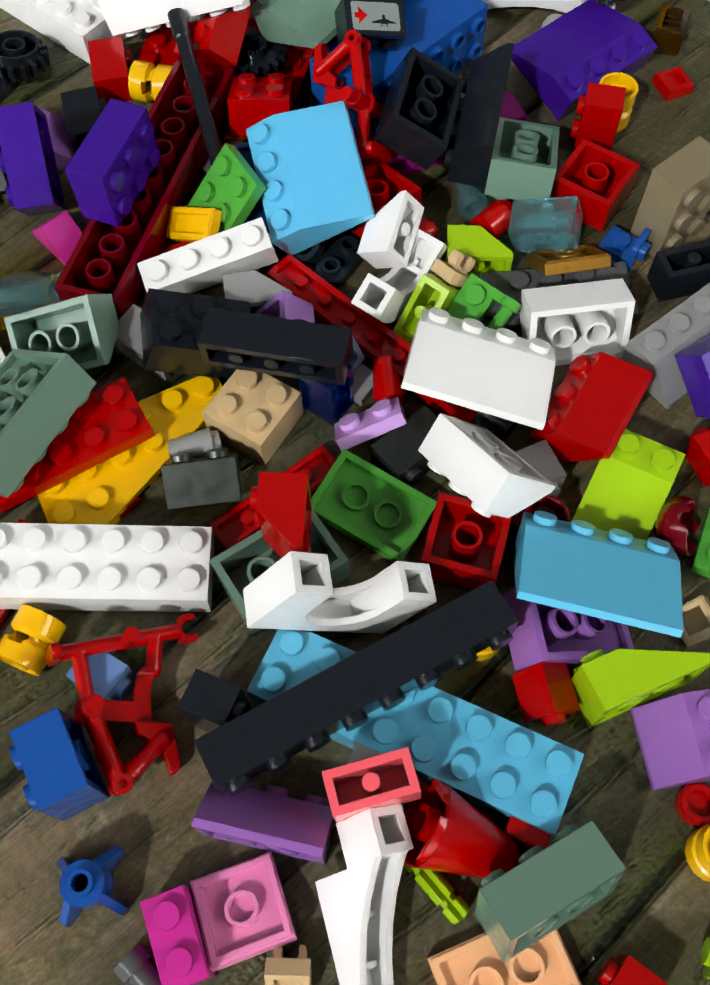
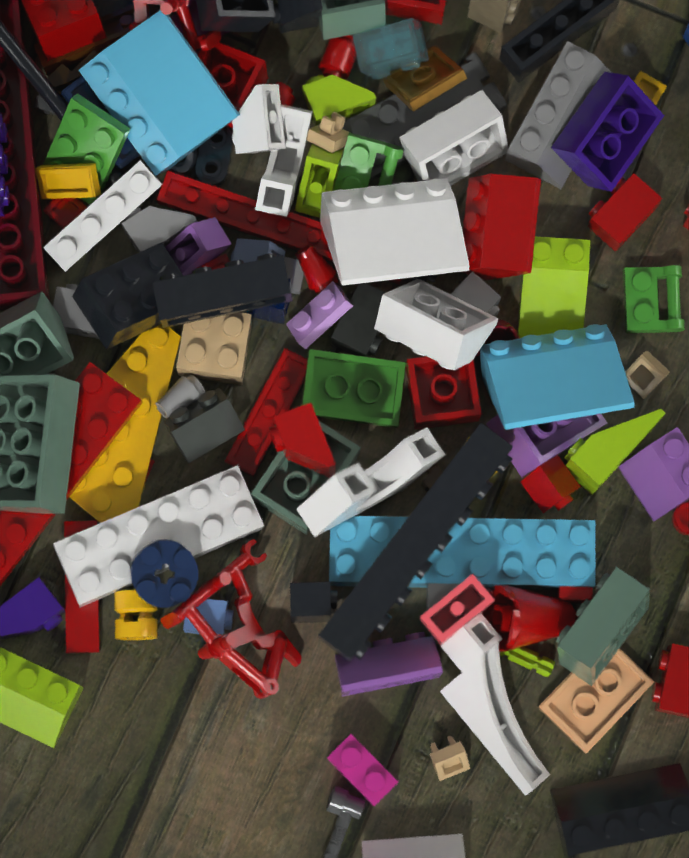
camera: 30 degrees left, 15 degrees up
(46, 601) = (150, 559): none -> dark blue plate
(57, 765) = (216, 694): blue brick -> none
(98, 889) = (282, 775): blue brick -> none
(242, 911) = (397, 732): bright pink tile -> none
(469, 200) = (309, 43): clear light blue cone -> none
(625, 246) = (468, 35): blue bracket -> none
(676, 523) = (601, 303): dark red hair -> none

